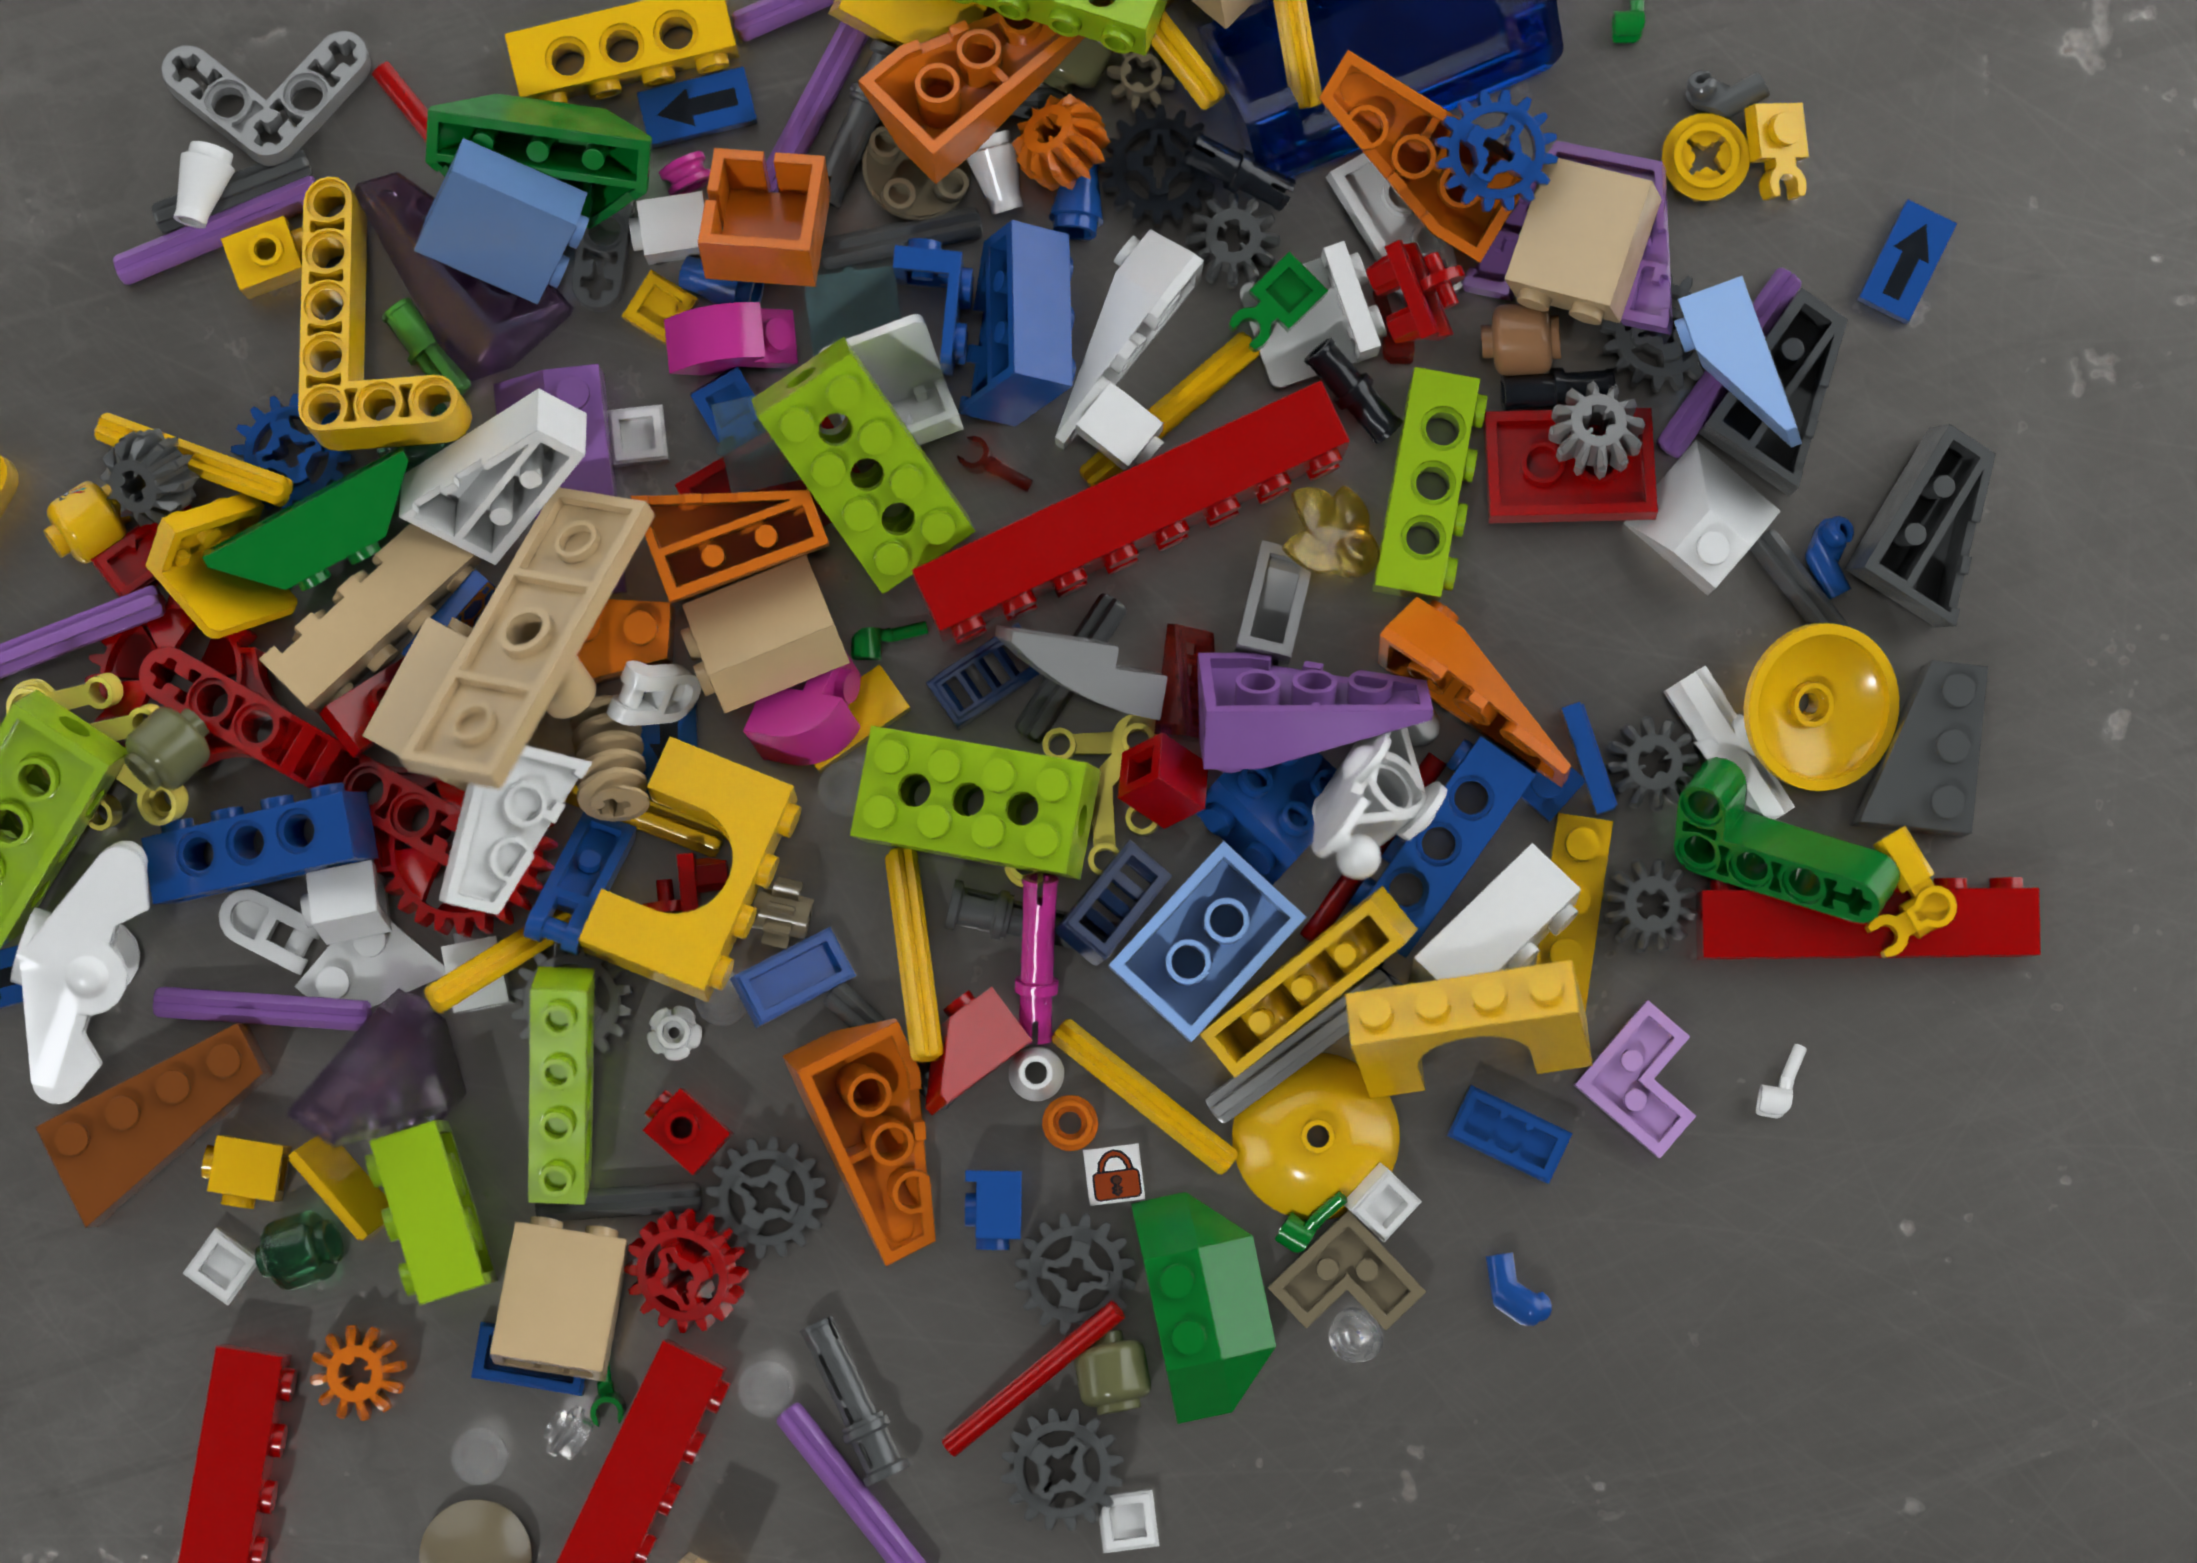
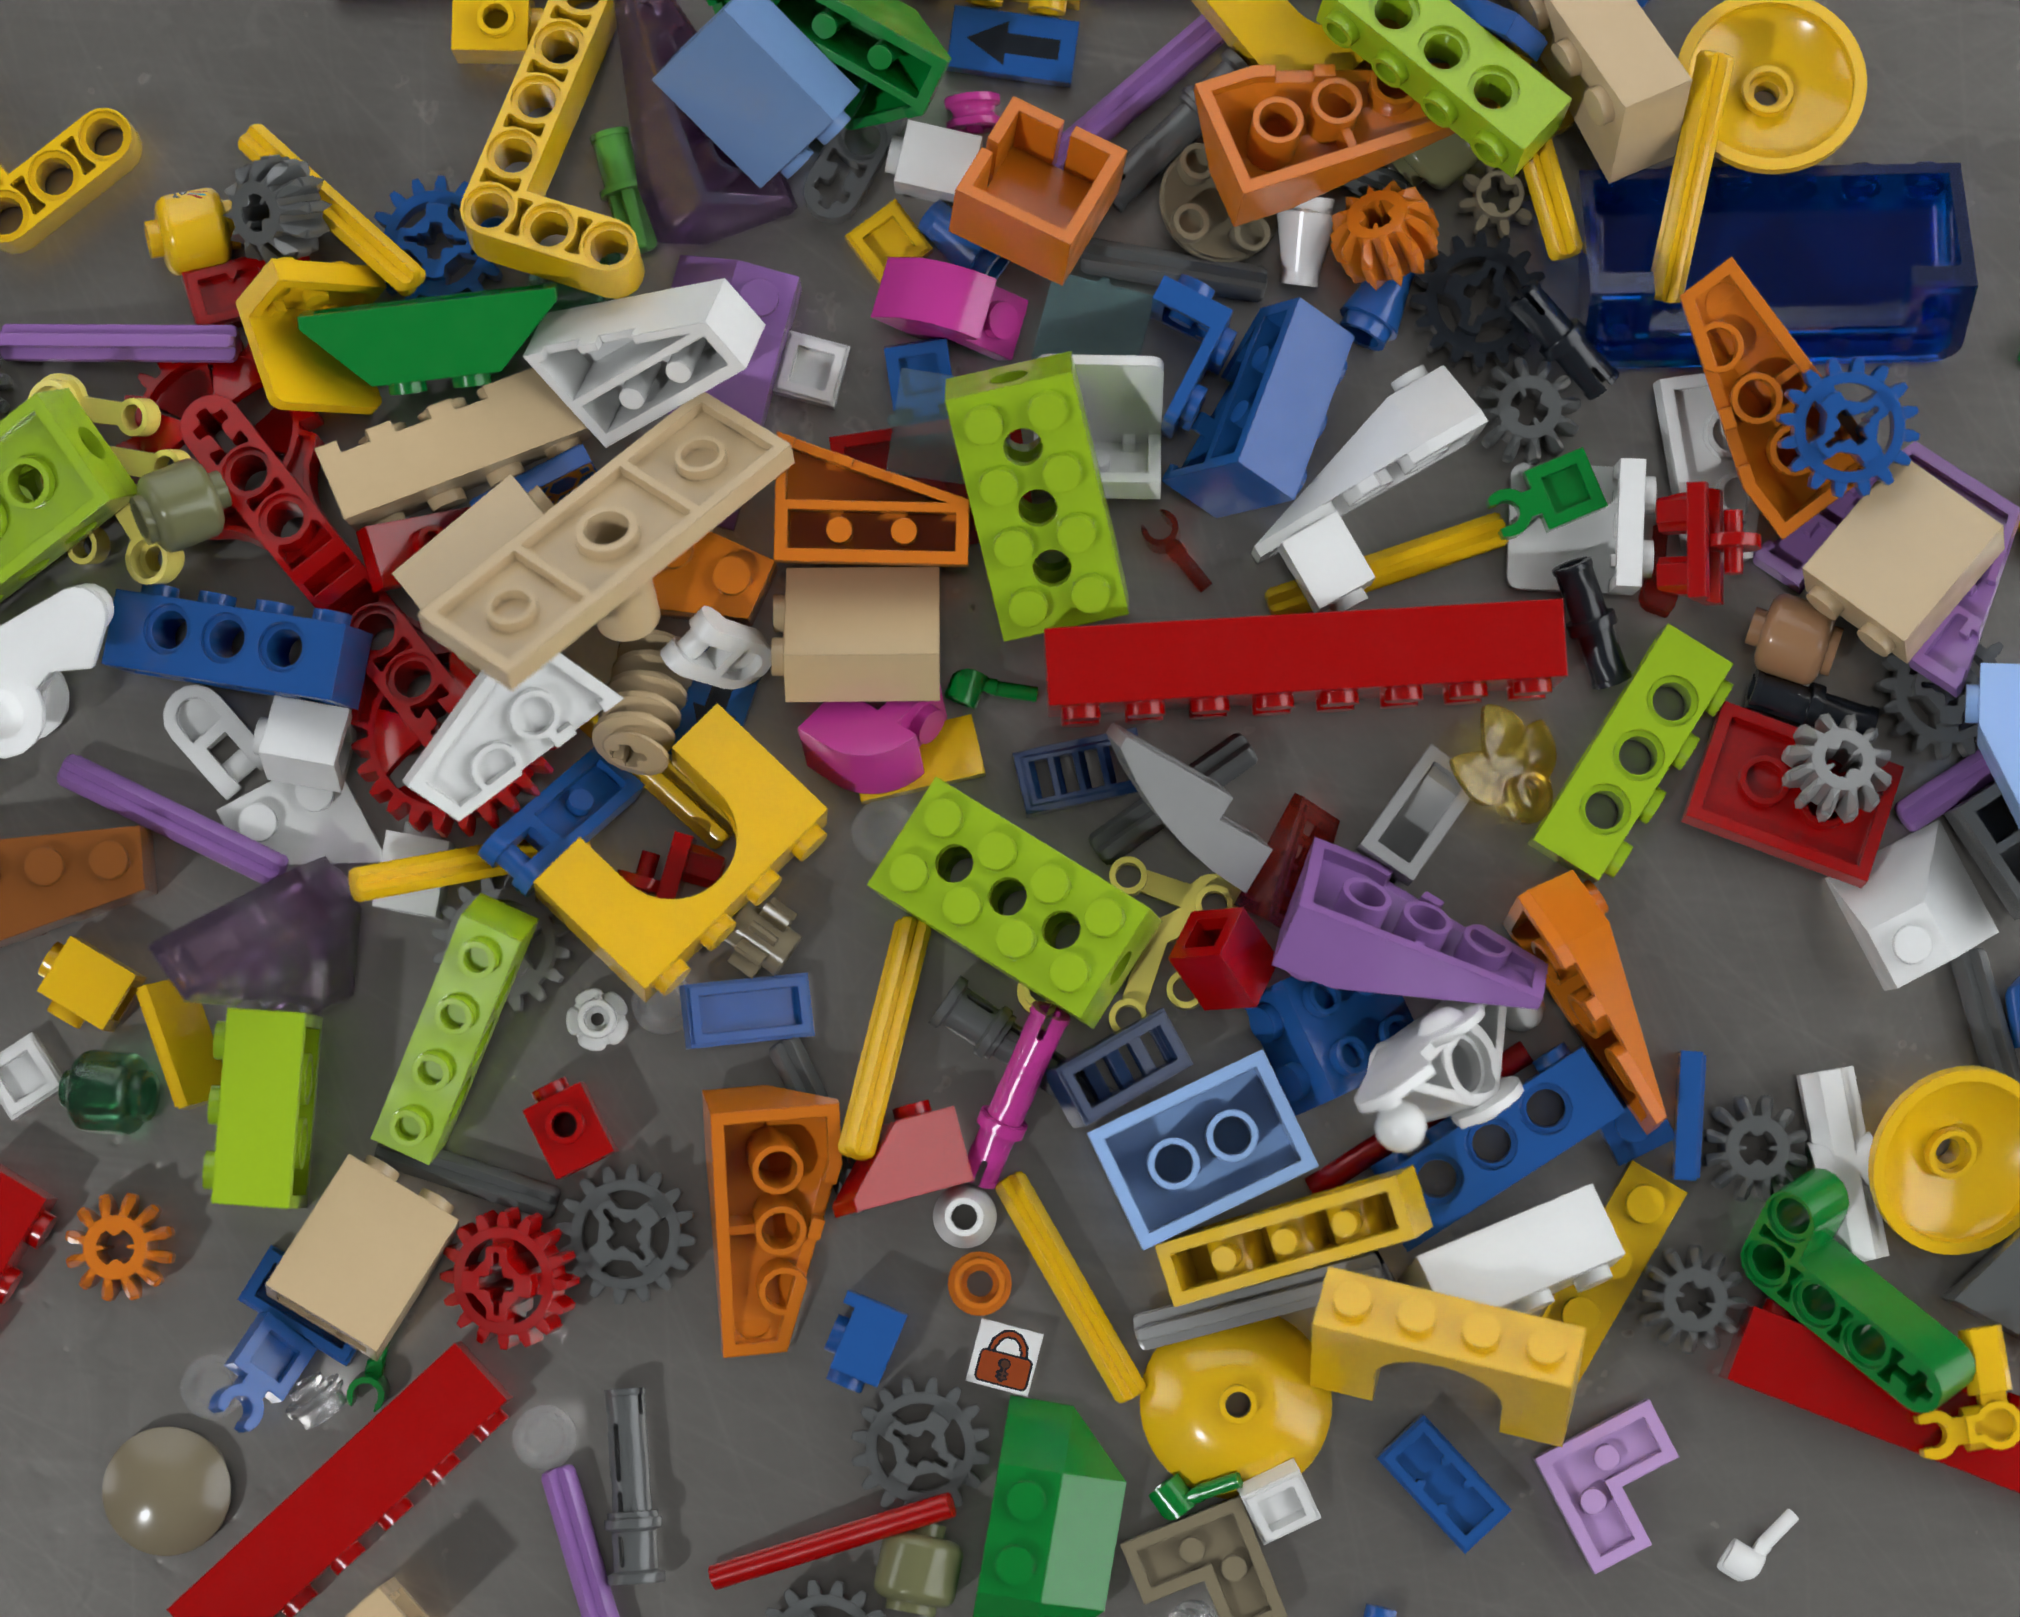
camera: 25 degrees right, 0 degrees up
(518, 1421) = (266, 1366): none -> blue plate

